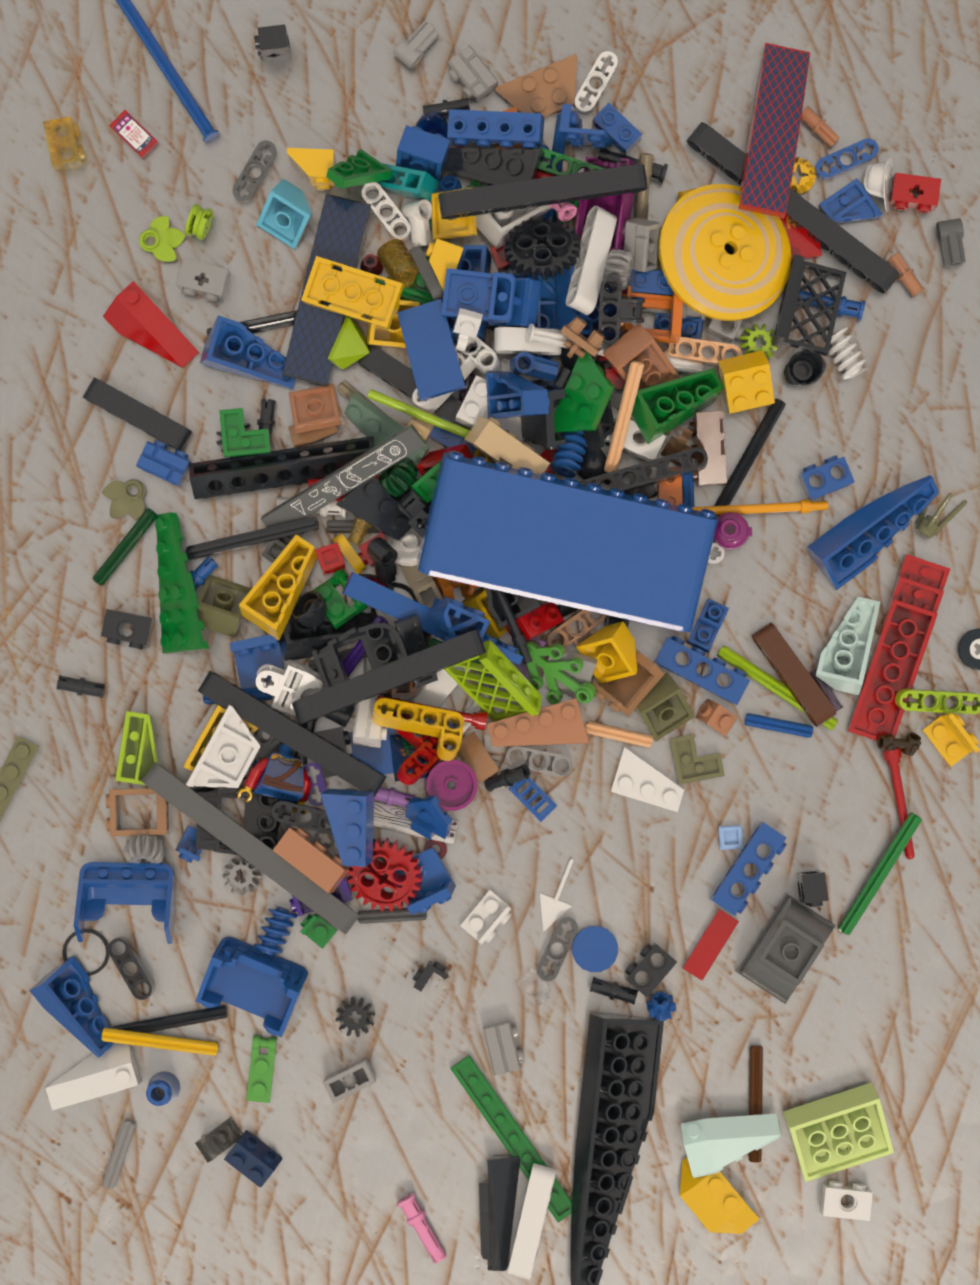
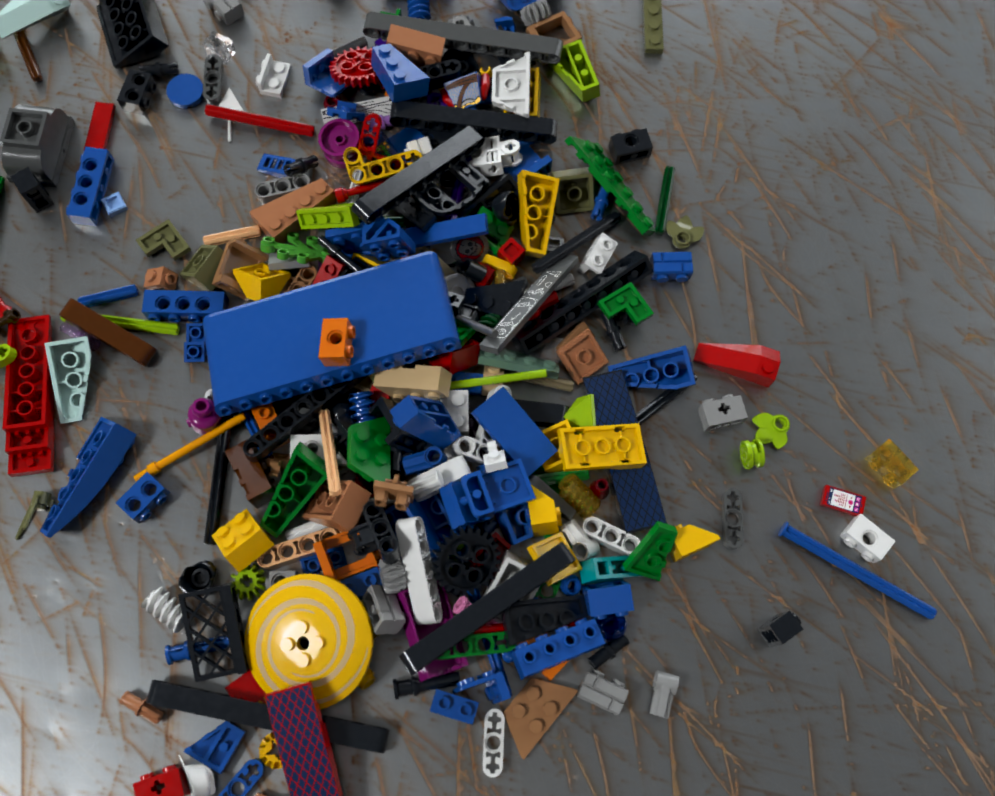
camera: 150 degrees right, 15 degrees down
(81, 686) = (640, 97): black pin -> none
(136, 99) = (878, 540): none -> white brick
(137, 414) = (711, 291): black beam -> none
(237, 513) = (598, 254): none -> white bracket
(285, 213) = (690, 496): medium azure slope -> none
(415, 473) = (476, 326): none -> flat silver bar
(422, 976) = (298, 27): black bracket -> none
(477, 757) = (331, 172): medium nougat slope -> none
(527, 865) = (259, 120): none -> red axle
(579, 507) = (332, 331): none -> orange brick
(642, 204) = (412, 682): dark tan piece -> none
(644, 783) = (198, 211): white wing -> none
(661, 1006) = (113, 69): blue gear -> none
(950, 235) = (112, 763): dark grey piece -> none

